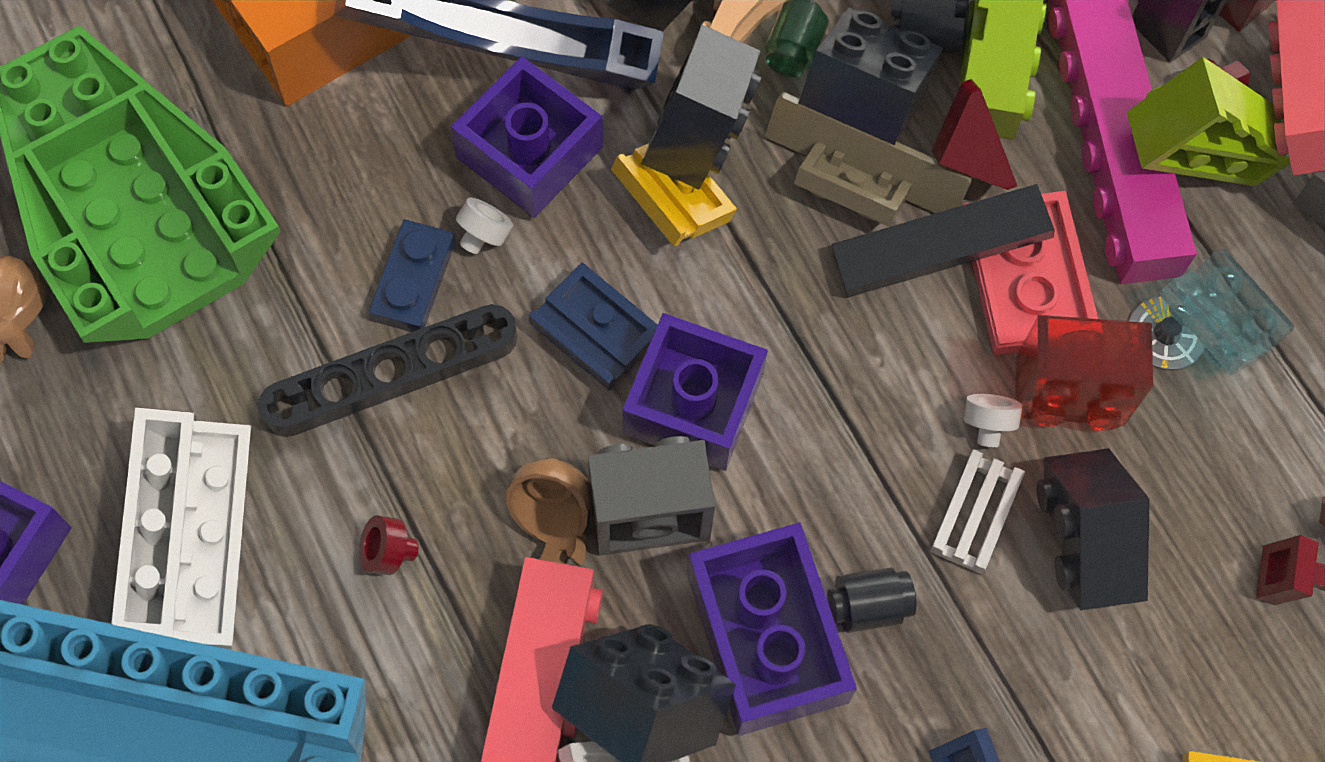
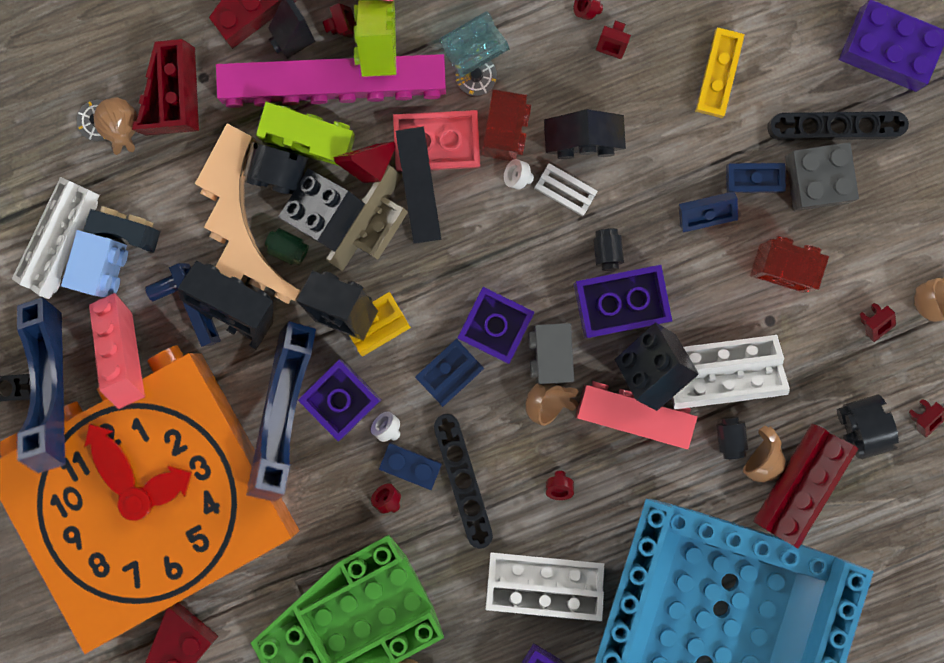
camera: 80 degrees left, 20 degrees up
(347, 236) = (386, 499): none -> dark red tile

